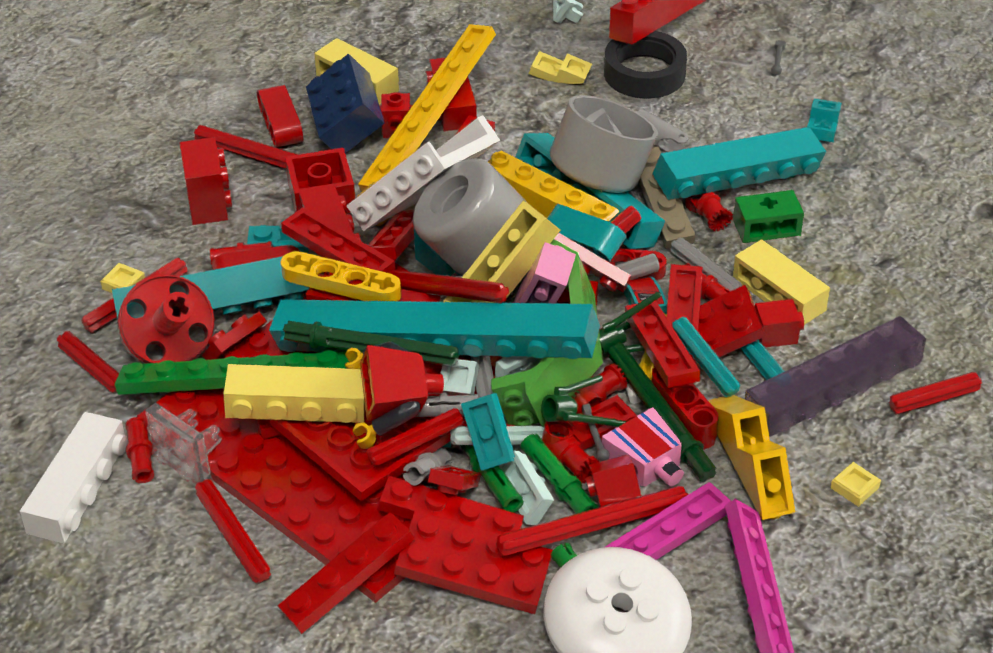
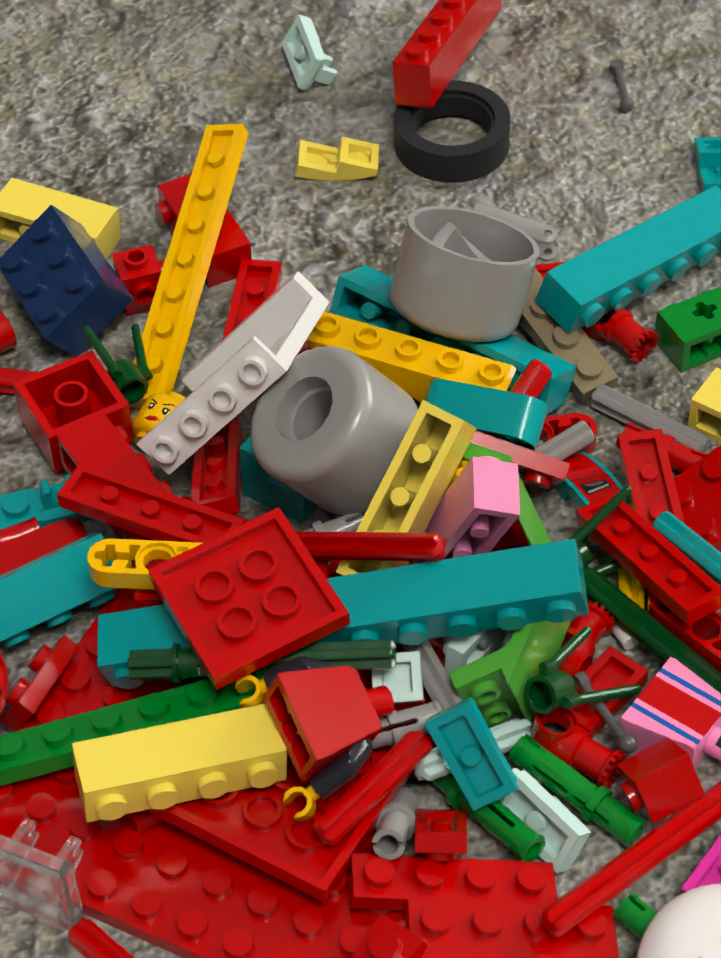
camera: 15 degrees left, 5 degrees up
(361, 169) = (125, 374): none -> dark green plant
(371, 301) = (248, 597): none -> red plate

